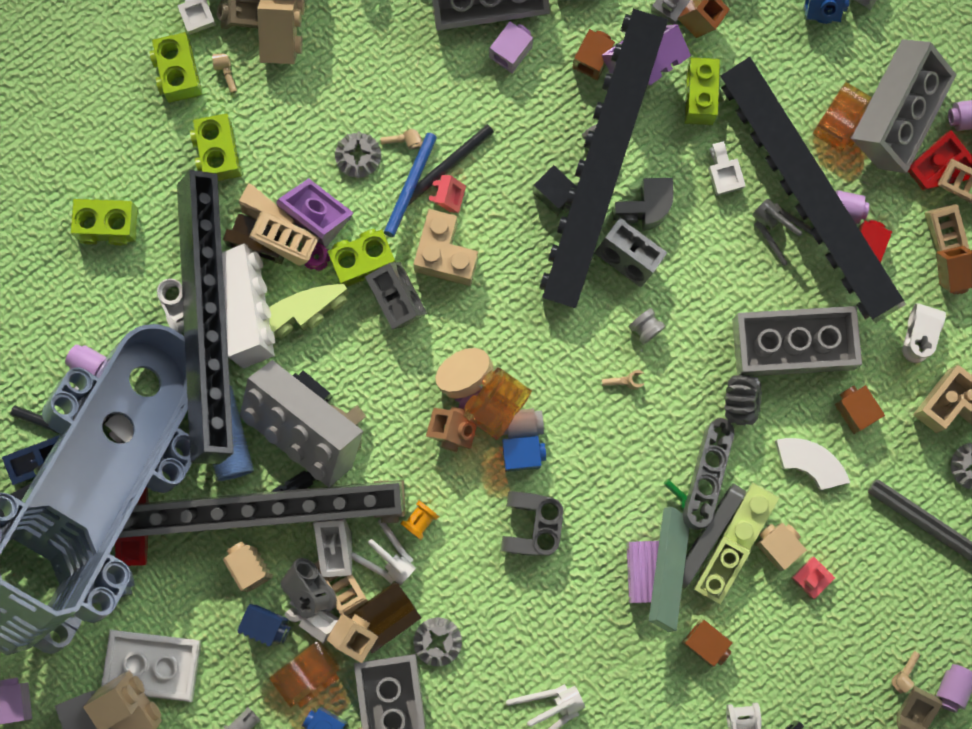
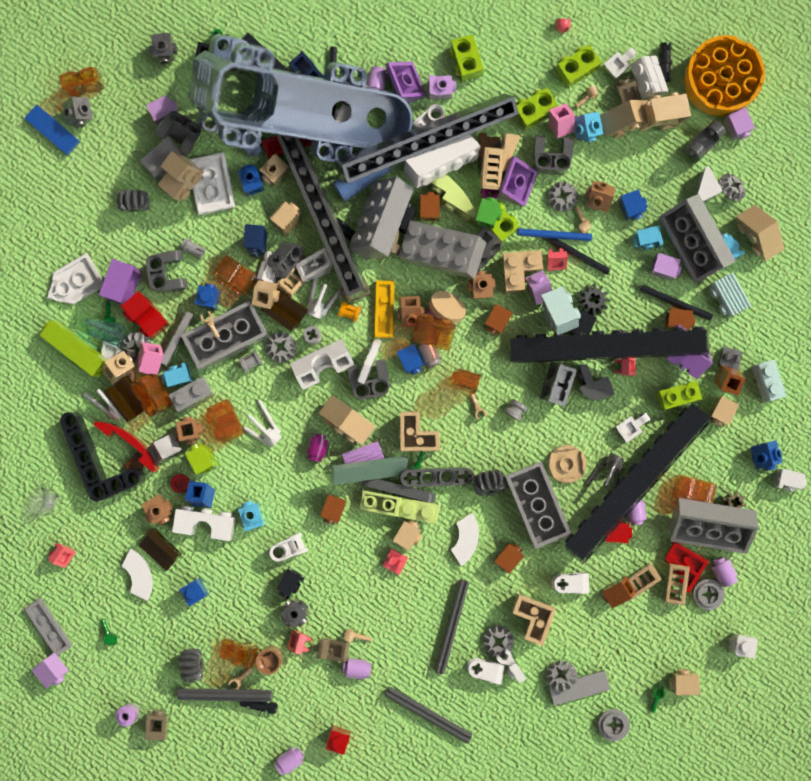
camera: 75 degrees right, 5 degrees up
(51, 684) = (180, 129): none -> dark grey piece
(104, 321) = (405, 81): none -> medium lavender slope
(108, 69) = (562, 25): none -> coral hinge
(139, 280) = (436, 91): none -> lavender brick
(167, 561) = (274, 170): none -> tan brick
(168, 601) = (251, 180): none -> blue brick
(248, 117) = (561, 120): none -> bright pink brick
(271, 83) = (588, 127): none -> medium azure brick
(299, 150) = (552, 158): none -> dark grey piece
(305, 349) = (429, 207): none -> dark orange brick
(348, 264) = (488, 212): none -> bright green brick
(377, 101) = (599, 196): none -> medium nougat brick
(378, 350) = (442, 249): none -> light grey brick
(407, 61) = (633, 205): none -> blue brick
(433, 468) = (384, 309): none -> yellow tile
(443, 695) = (250, 361): none -> light grey bush
(446, 586) = (314, 341): none -> light grey bush
(449, 313) = (487, 288): none -> medium nougat brick
(462, 56) = (647, 238): none -> medium azure brick
(481, 230) = (538, 285): none -> lavender brick
(483, 608) = (309, 367): none -> white arch
(505, 514) = (367, 366): none -> white tile
(507, 307) = (497, 320): none -> dark orange brick
(514, 167) = (591, 305): none -> dark grey gear
(528, 212) = (559, 310): none -> light aqua brick
(569, 47) = (676, 302): none -> black bar
(582, 382) = (465, 380): none -> clear orange brick
(582, 579) = (346, 420): none -> tan brick
(608, 637) = (317, 447): none -> magenta brick
(638, 489) = (412, 438): none -> tan brick
(639, 148) = (628, 366): none -> coral tile
(744, 39) = (723, 411): none -> tan brick
(748, 281) = (566, 464): none -> tan tile
(868, 71) = (727, 501): none -> dark tan gear

